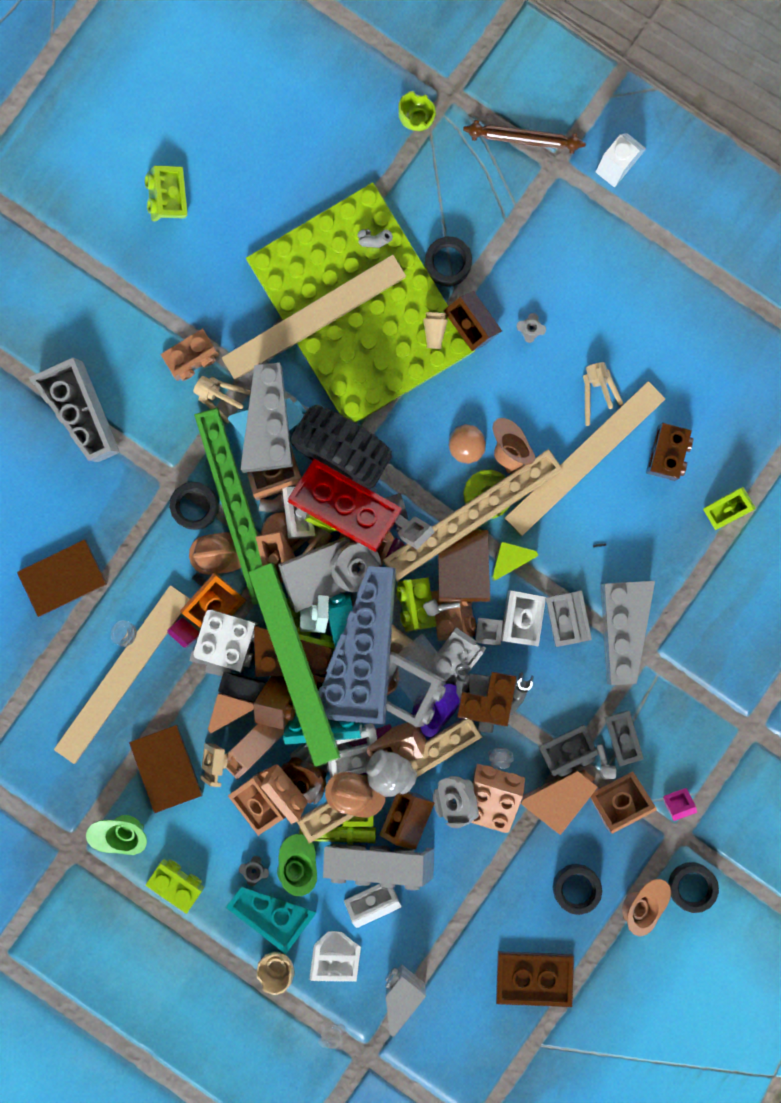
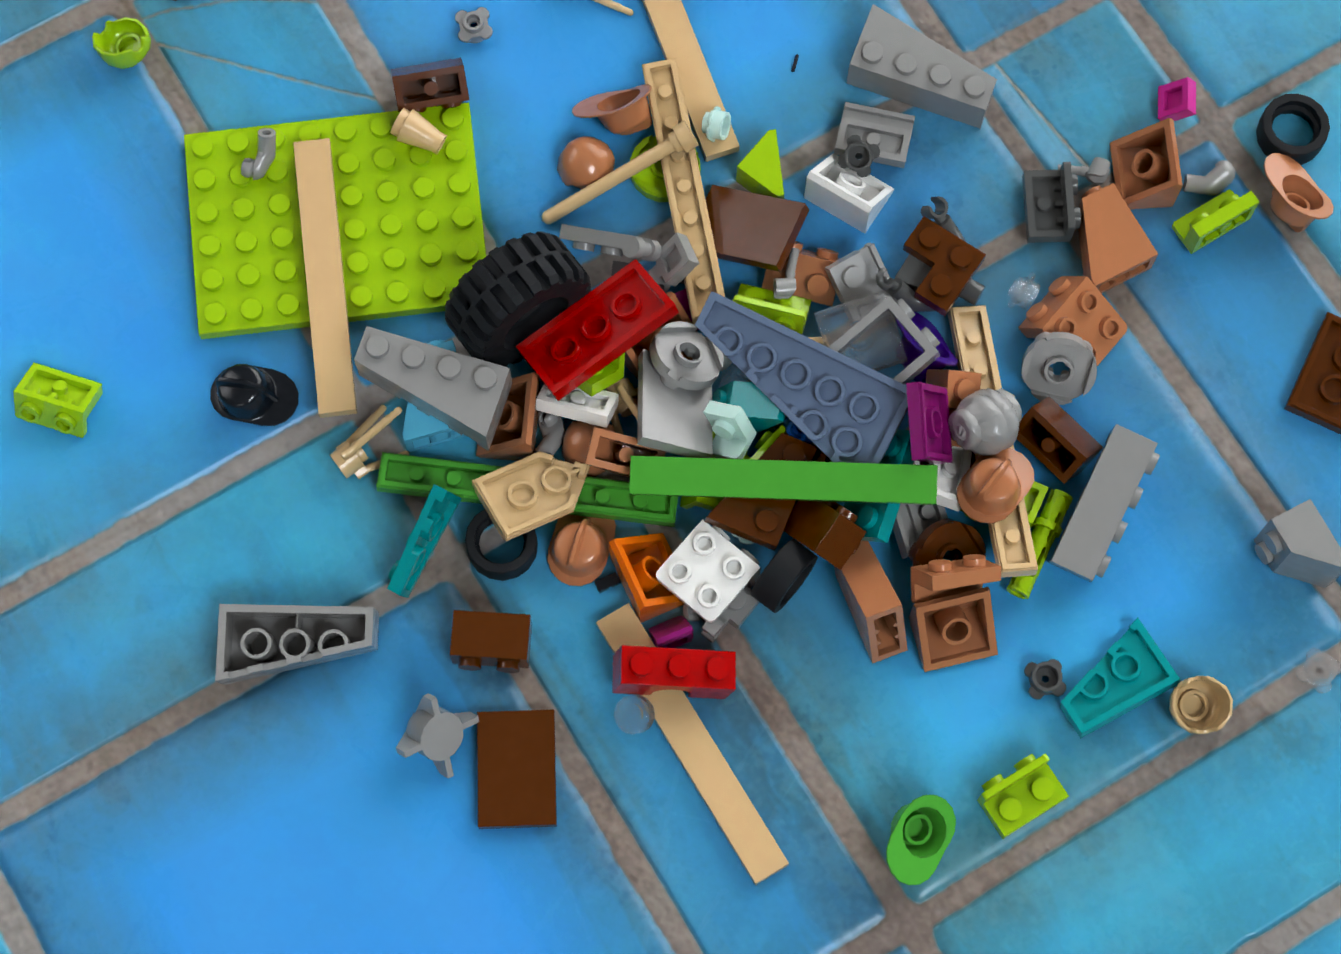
camera: 65 degrees left, 15 degrees down
(57, 521) = (435, 733): none -> light grey piece
(128, 528) = (491, 640): none -> reddish brown brick
(152, 645) = (651, 669): none -> red arch
(165, 768) = (850, 739): reddish brown tile -> none
(170, 458) = (422, 540): none -> teal wing
(190, 355) = (292, 462): nougat bracket -> none
(213, 763) = (872, 661): tan plate -> none
(224, 310) = (254, 395): none -> black piece
(227, 710) = (805, 607): nougat slope -> none
(228, 510) = (530, 492): none -> tan tile
(297, 865) = (1062, 612): bright green piece -> none
(335, 958) = (1212, 617): white slope -> none
(367, 740) = (929, 423): none -> magenta tile
(371, 904) = (1155, 541): white slope -> none
(413, 485) = (611, 242): none -> light grey plate
(451, 242) = (331, 62): black tyre -> none
(489, 631) = (847, 235): light grey plate -> none
(501, 498) = (679, 139): none -> tan piece
(527, 515) = (716, 124): none -> light aqua plate
(538, 616) = (855, 146): none -> dark grey plate
(594, 899) = (1252, 247): black tyre -> none
(605, 859) = (1214, 219): none -> lime bracket
(623, 738) = (1061, 132): dark grey plate -> none
(633, 850) = (1213, 182): none -> light grey arm

